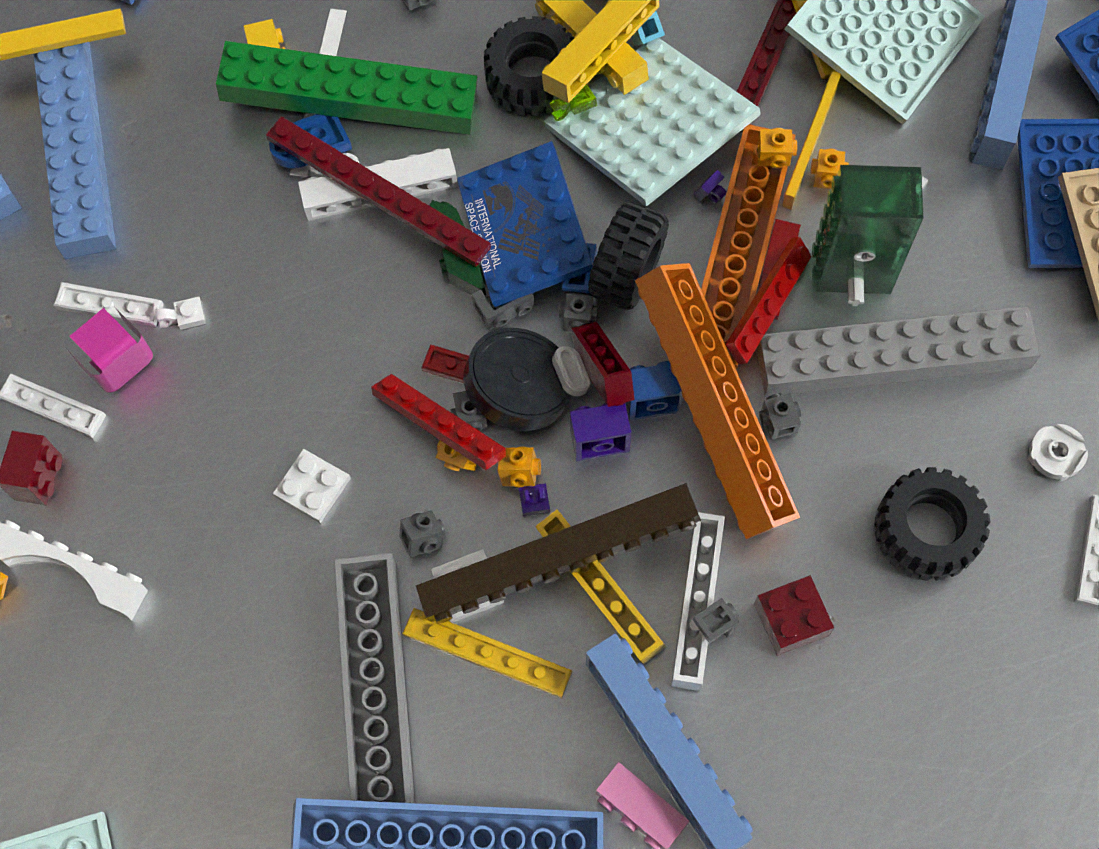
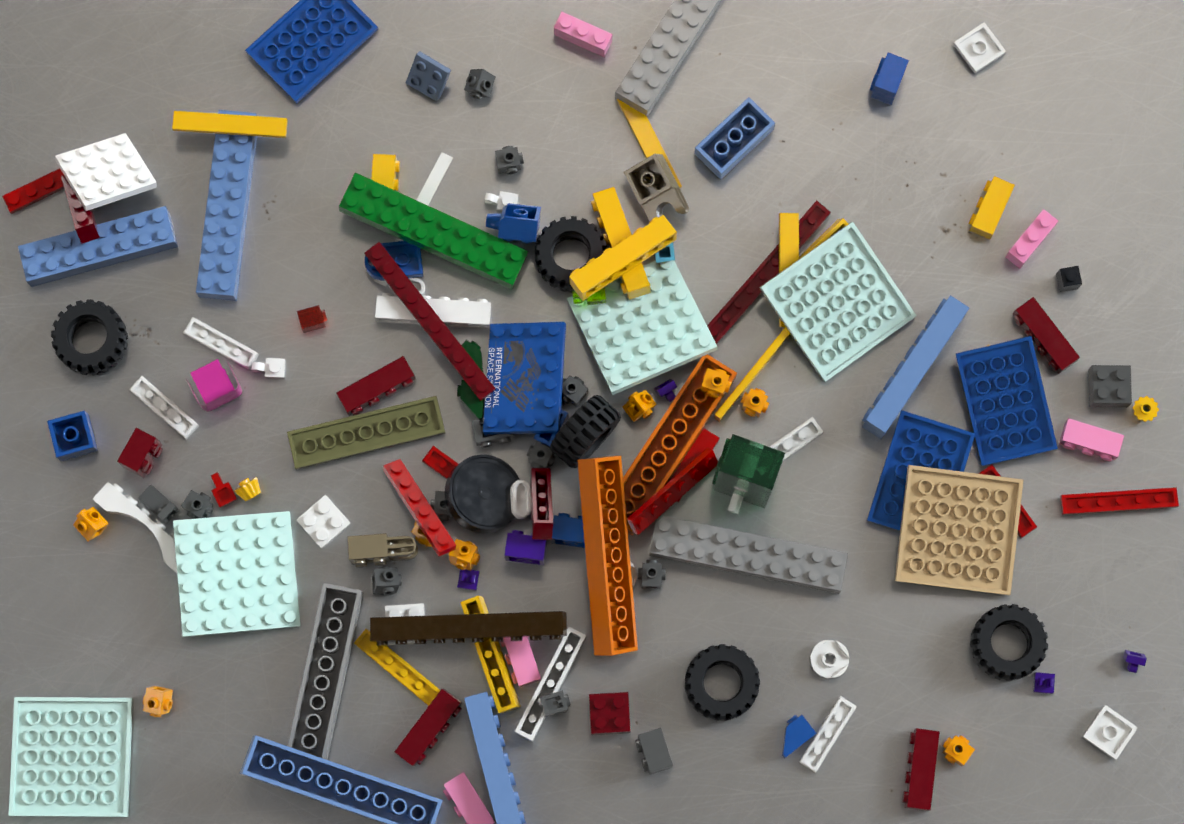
camera: 15 degrees right, 10 degrees up
(75, 531) = (158, 504): none -> dark grey bracket
(129, 514) = (193, 500): none -> dark grey brick
(140, 803) = (157, 701): none -> light orange brick
(160, 488) = (223, 492): none -> red plate
(194, 472) = (248, 489): none -> yellow piece
(207, 590) = (236, 574): none -> light aqua plate
(221, 237) = (312, 318): none -> clear red brick
(331, 293) = (376, 386): none -> dark red brick
(334, 355) = (366, 432): none -> olive plate
(402, 491) = (380, 549): none -> dark tan brick
(428, 38) = (501, 200): none -> white plate
(449, 49) = (516, 222): none -> blue hinge
(546, 716) = (428, 727): none -> dark red brick
(593, 220) = (576, 396): none -> dark grey brick
(645, 581) = (522, 661): none -> bright pink brick
(685, 213) = (639, 405): none -> light orange brick
(877, 645) = (654, 751): none -> dark grey brick
(1058, 563) = (796, 734): none -> blue slope

